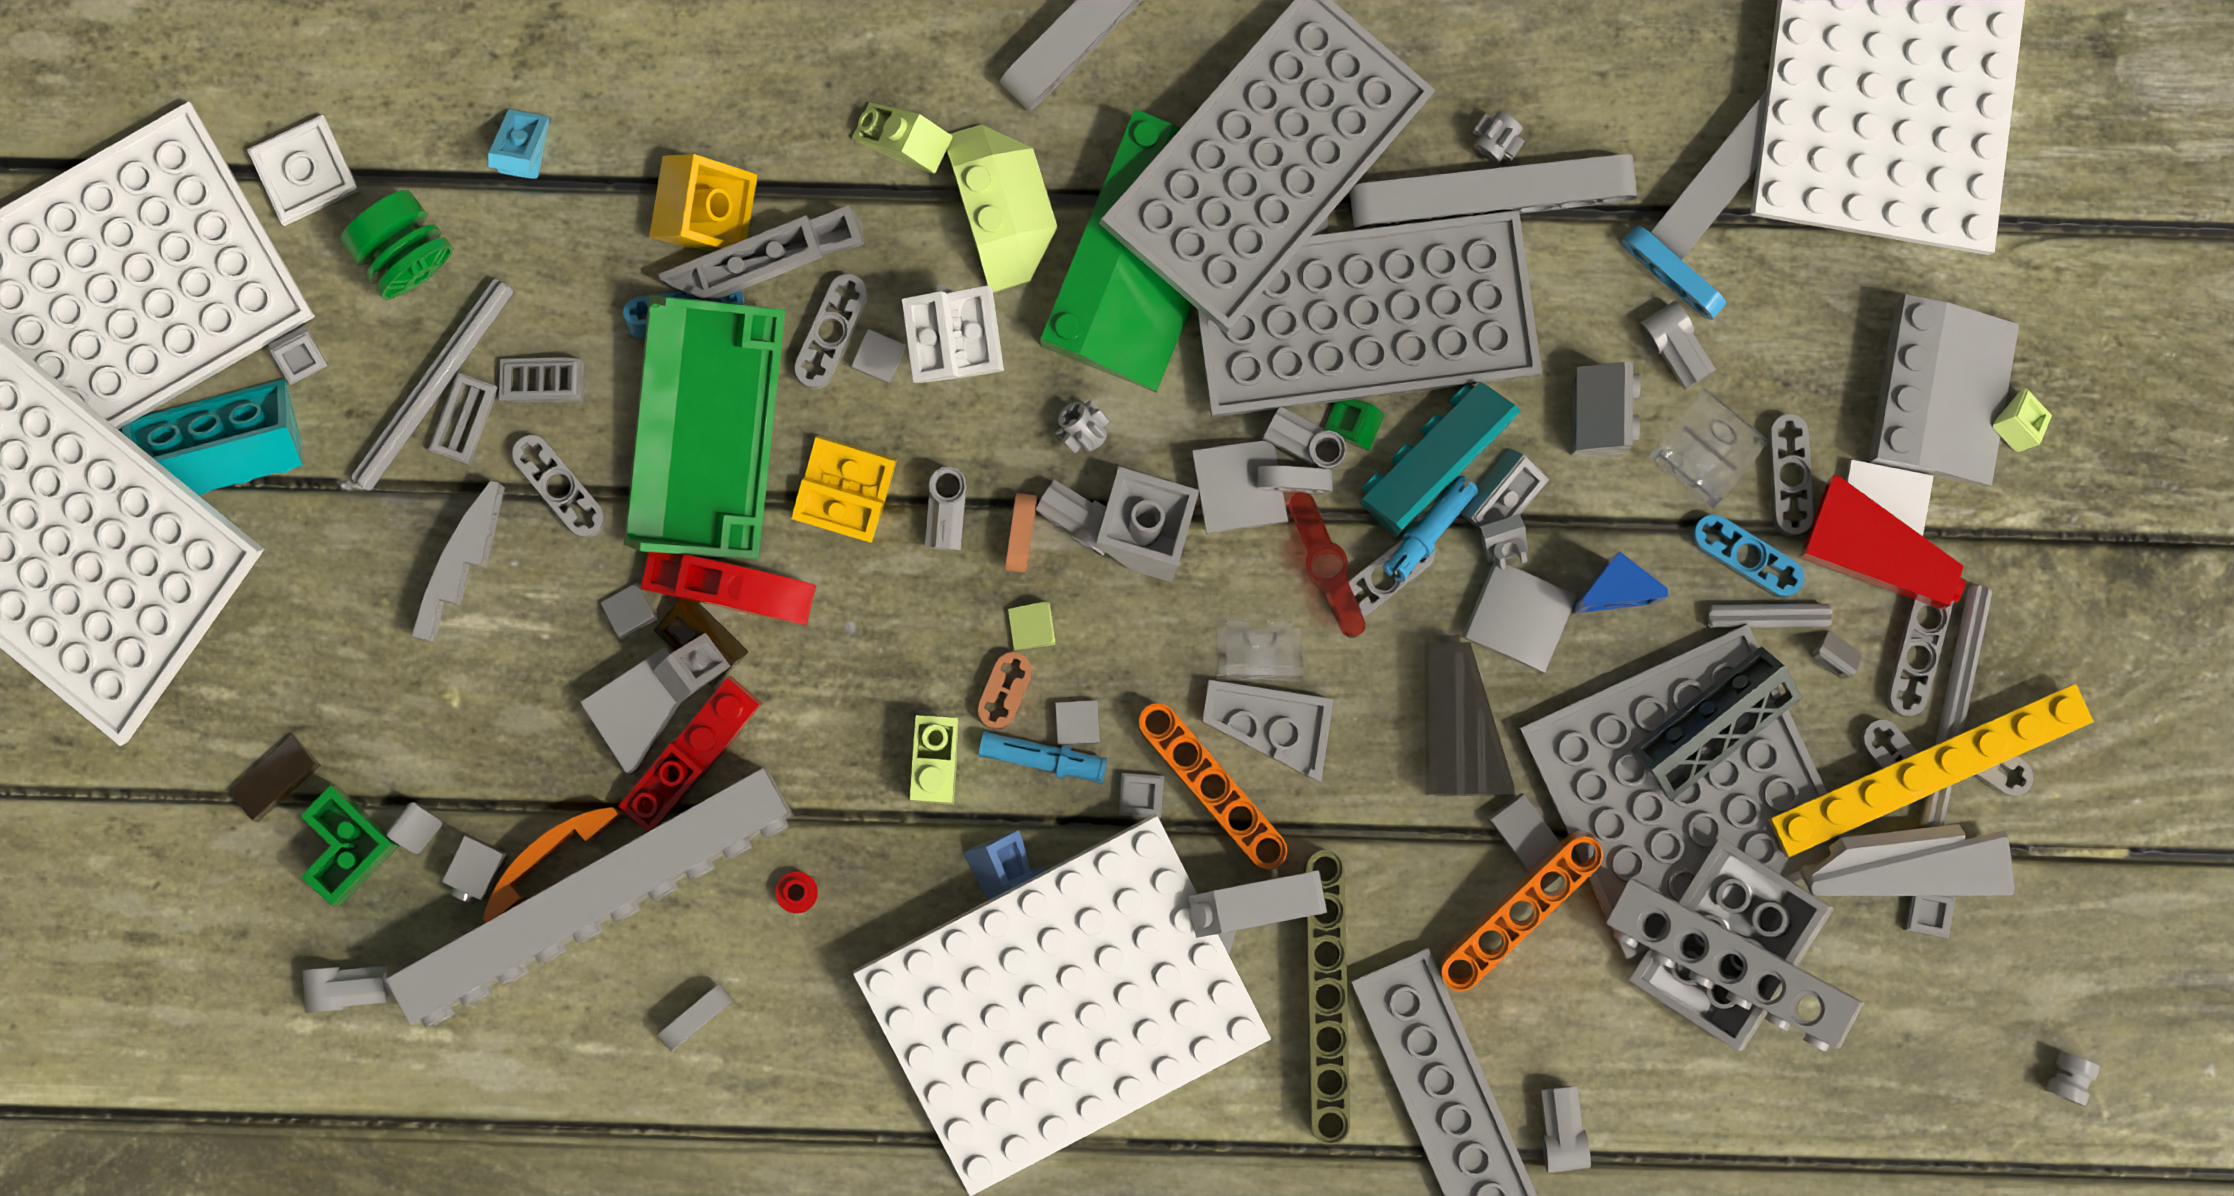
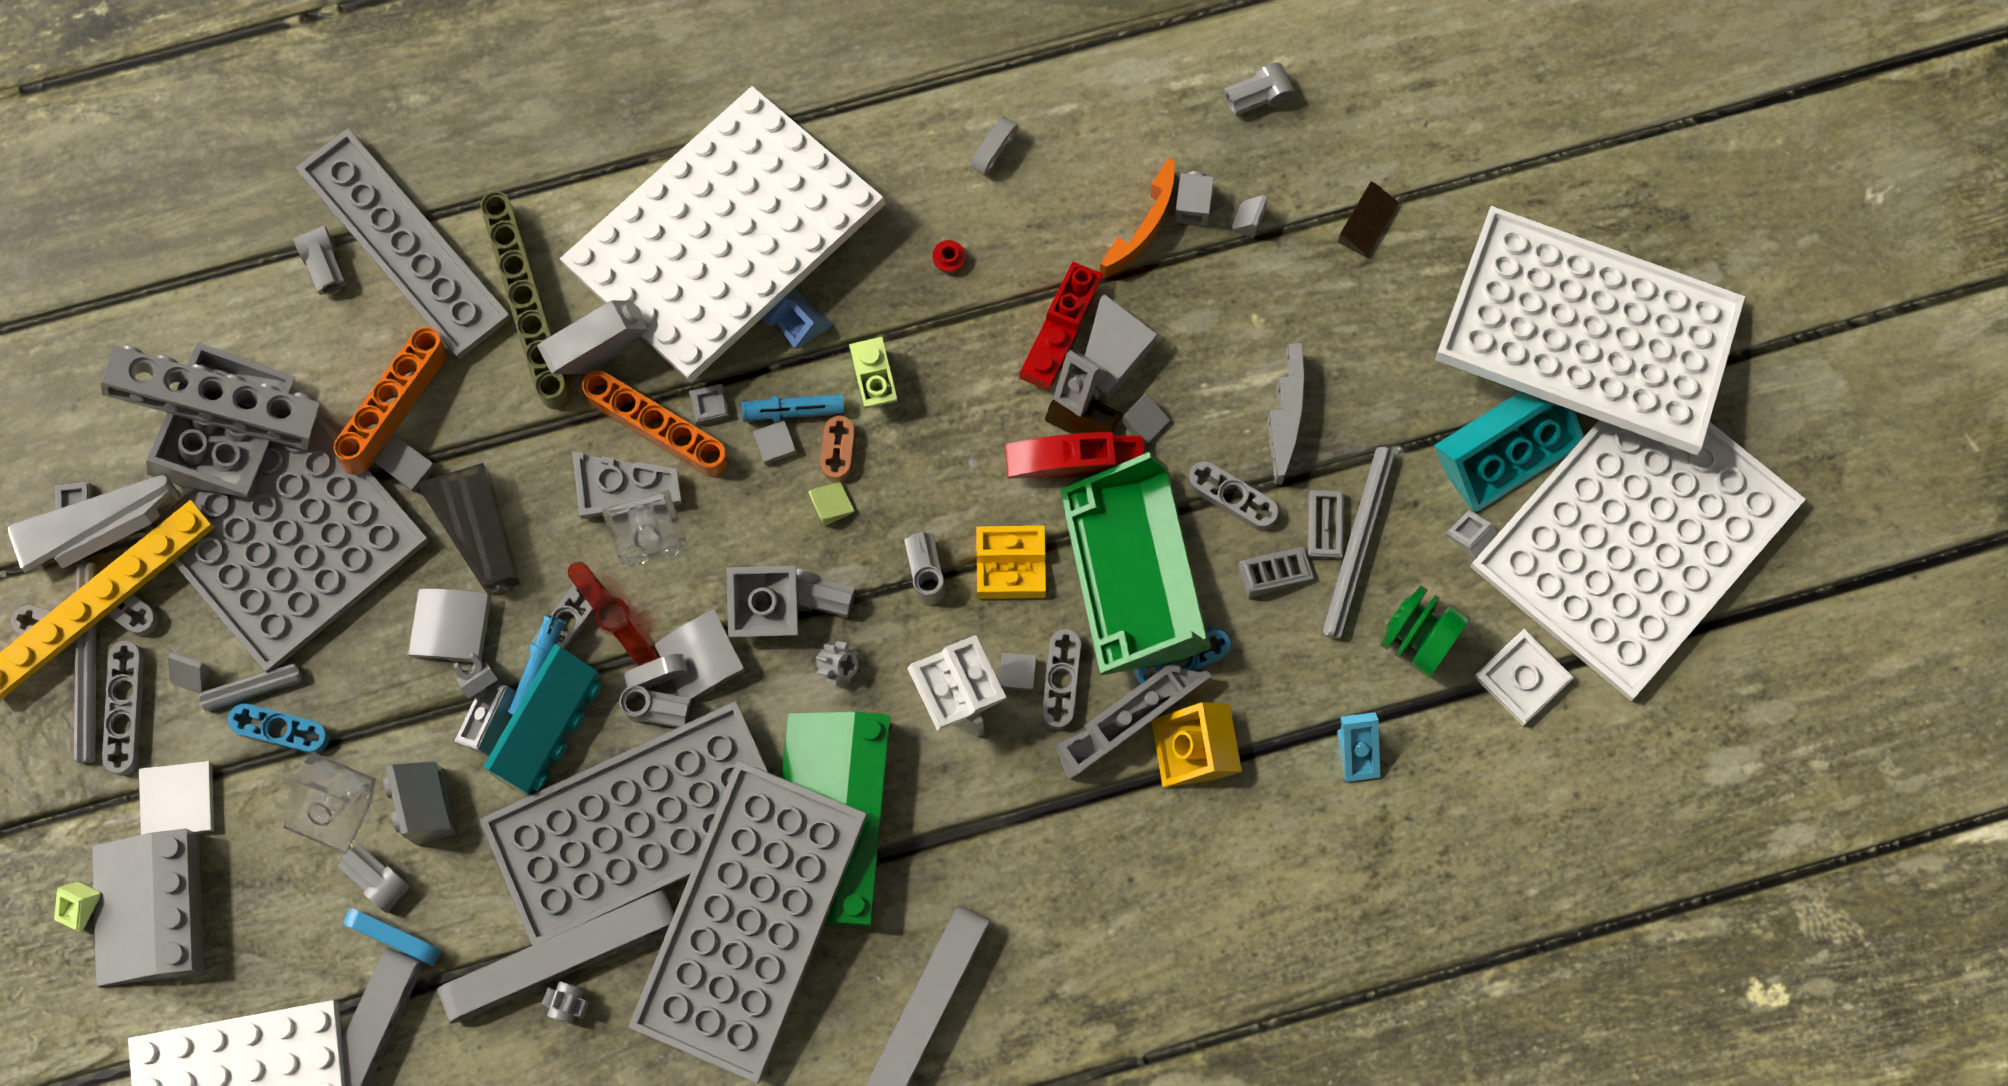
camera: 170 degrees right, 10 degrees down
(355, 850) = (1291, 188): green brick -> none
(590, 897) = (1096, 199): light grey piece -> none
(902, 136) = (1055, 849): yellowish green slope -> none
(1002, 203) = (959, 824): yellowish green wedge -> none
(1021, 533) = (861, 568): nougat beam -> none
(1355, 422) = (622, 736): green slope -> none
(1619, 586) = (374, 661): blue slope -> none
(1714, 716) = (271, 585): pearl dark grey fence -> none
(1802, 505) = (257, 830): light grey beam -> none
(1878, 548) = (177, 759): red slope -> none

